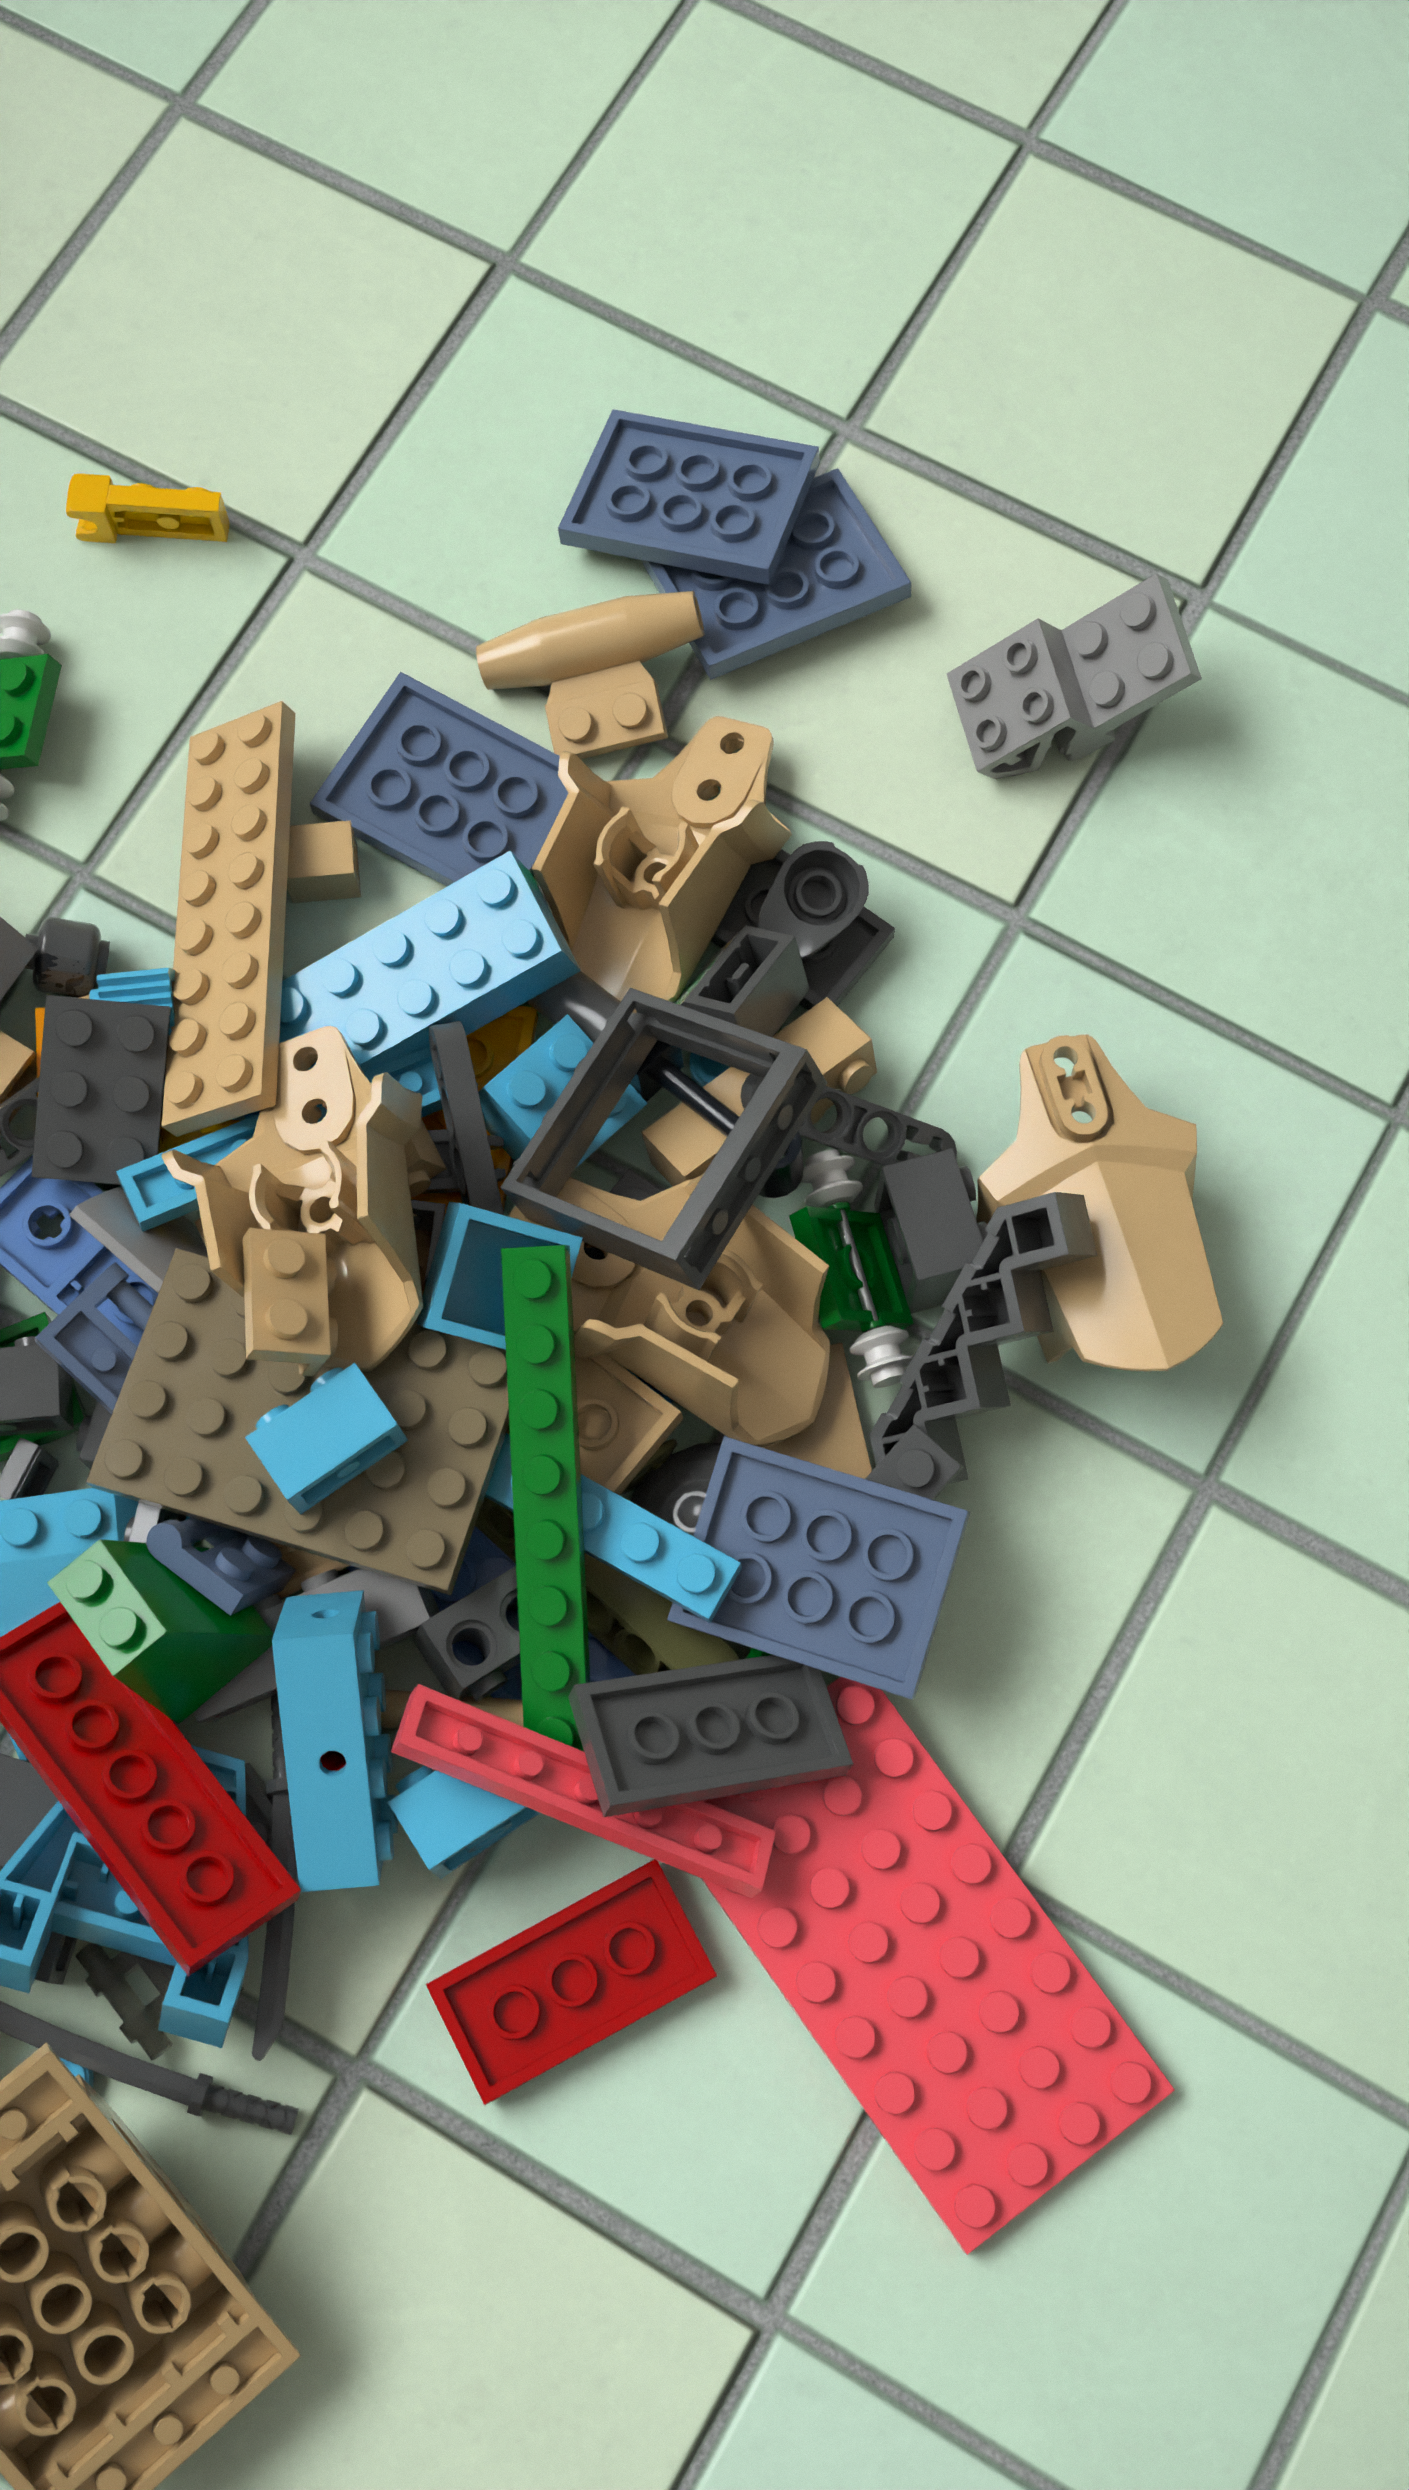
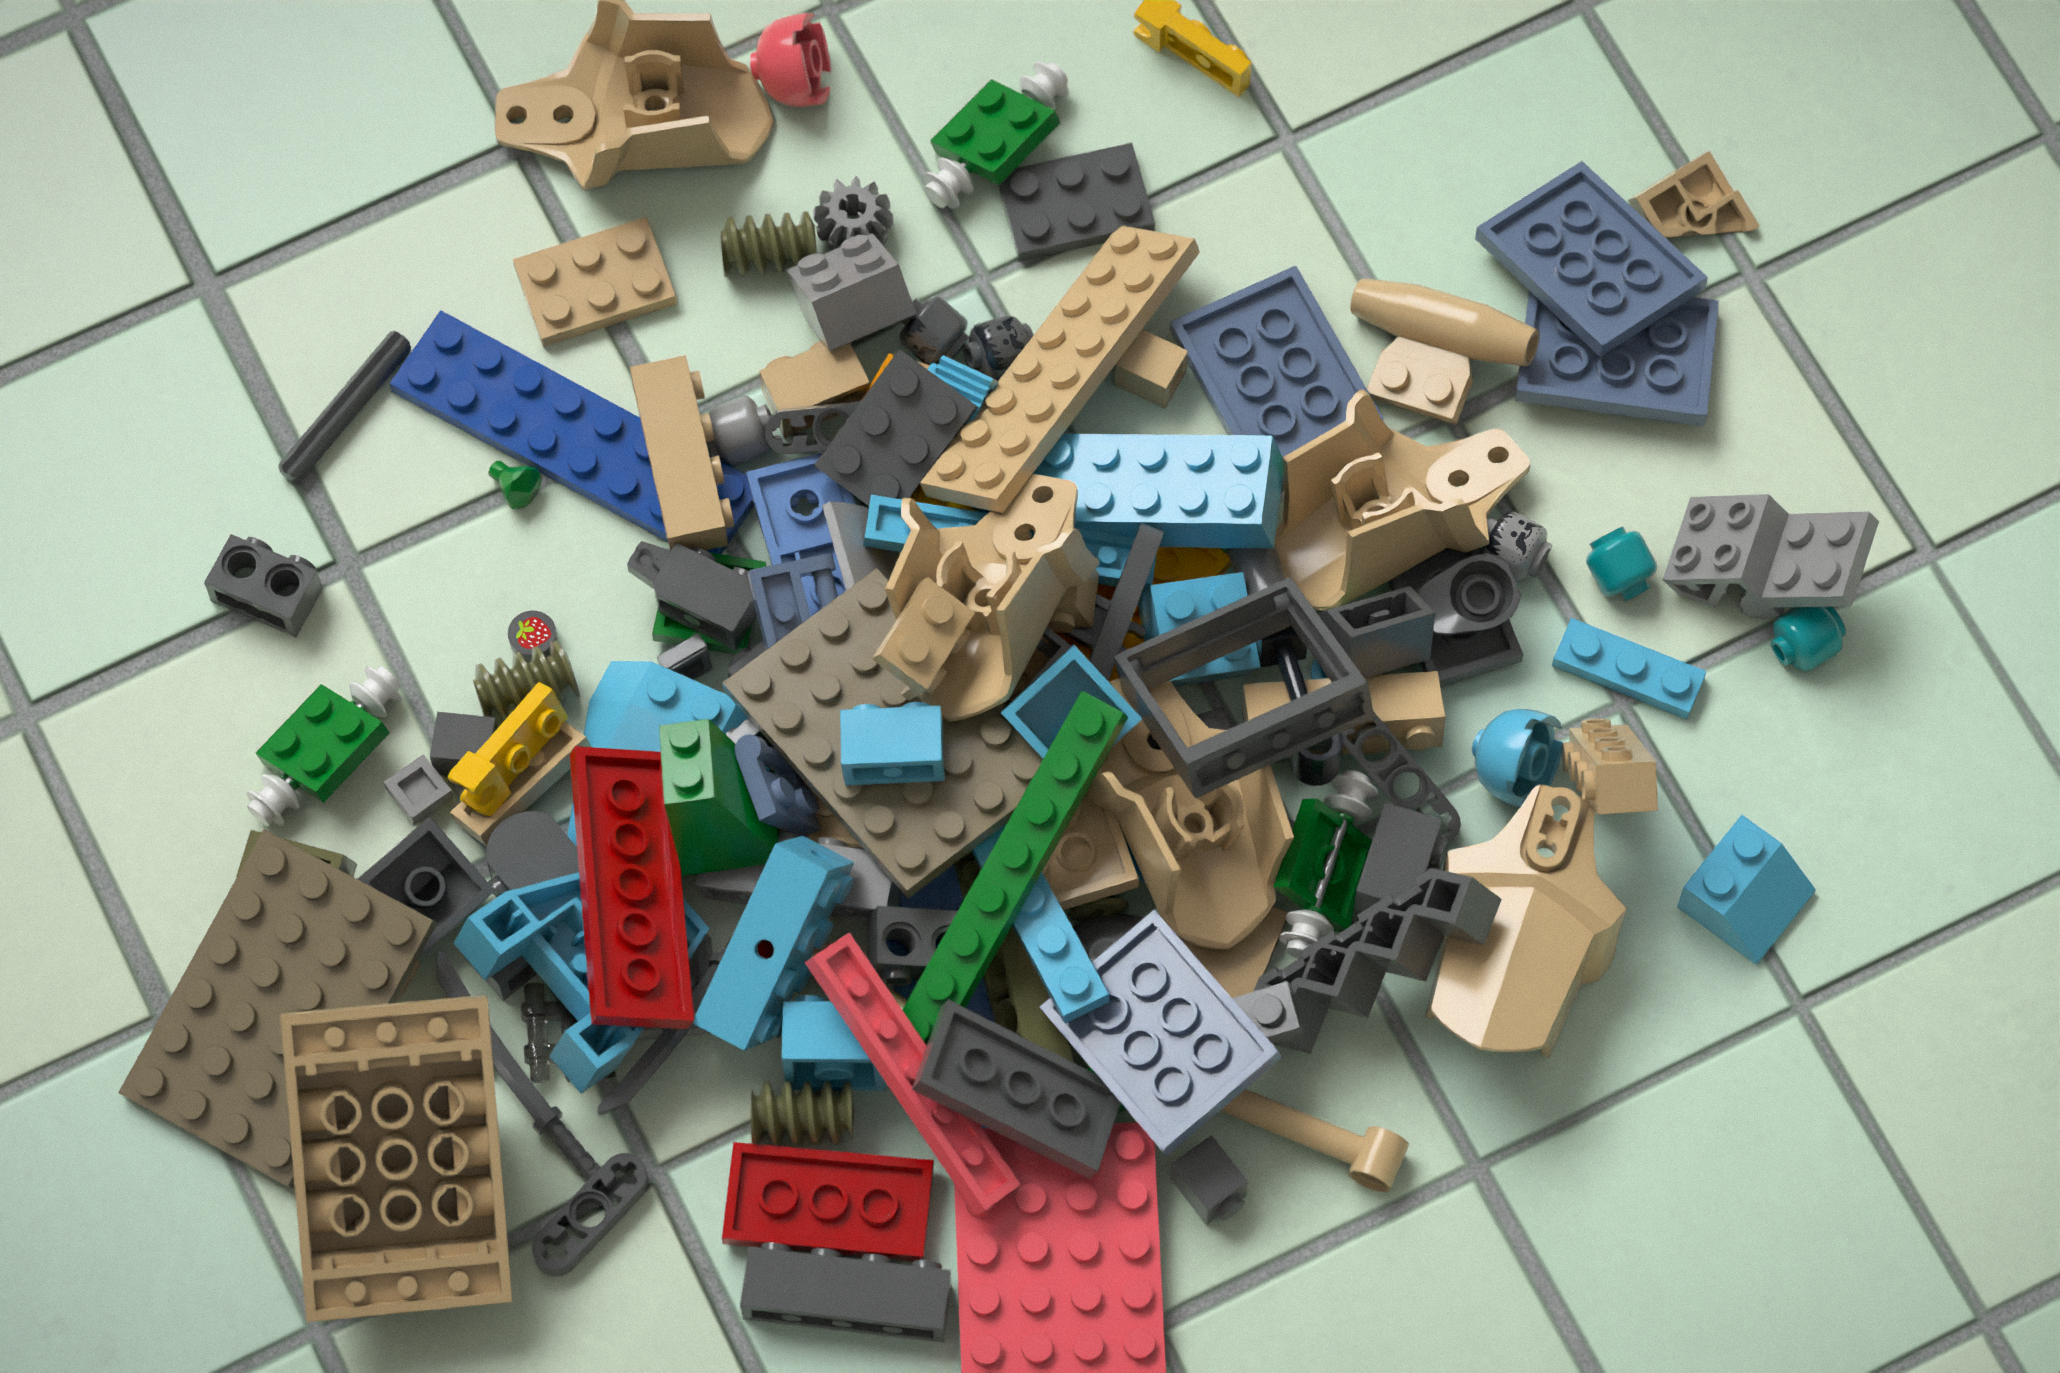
camera: 35 degrees right, 5 degrees down
(127, 740) = (1074, 201): none -> dark grey plate
(144, 933) = (996, 345): none -> dark grey head
(324, 2226) = (624, 1195): none -> dark grey beam
(479, 1901) = (802, 1113): none -> olive piece
(660, 2074) = (846, 1292): none -> dark grey brick
(748, 386) = (1694, 202): none -> tan slope
(814, 816) = (1519, 543): none -> light grey head
(926, 779) = (1621, 563): none -> teal head
(959, 1035) = (1517, 754): none -> medium azure cylinder
(961, 1686) = (1210, 1181): none -> dark grey brick
(1002, 880) = (1629, 668): none -> medium azure plate
(1086, 988) = (1610, 767): none -> tan brick
(1105, 1547) = (1372, 1158): none -> tan piece
(1153, 744) = (1807, 636): none -> teal head
(1272, 1031) = (1747, 890): none -> medium azure slope

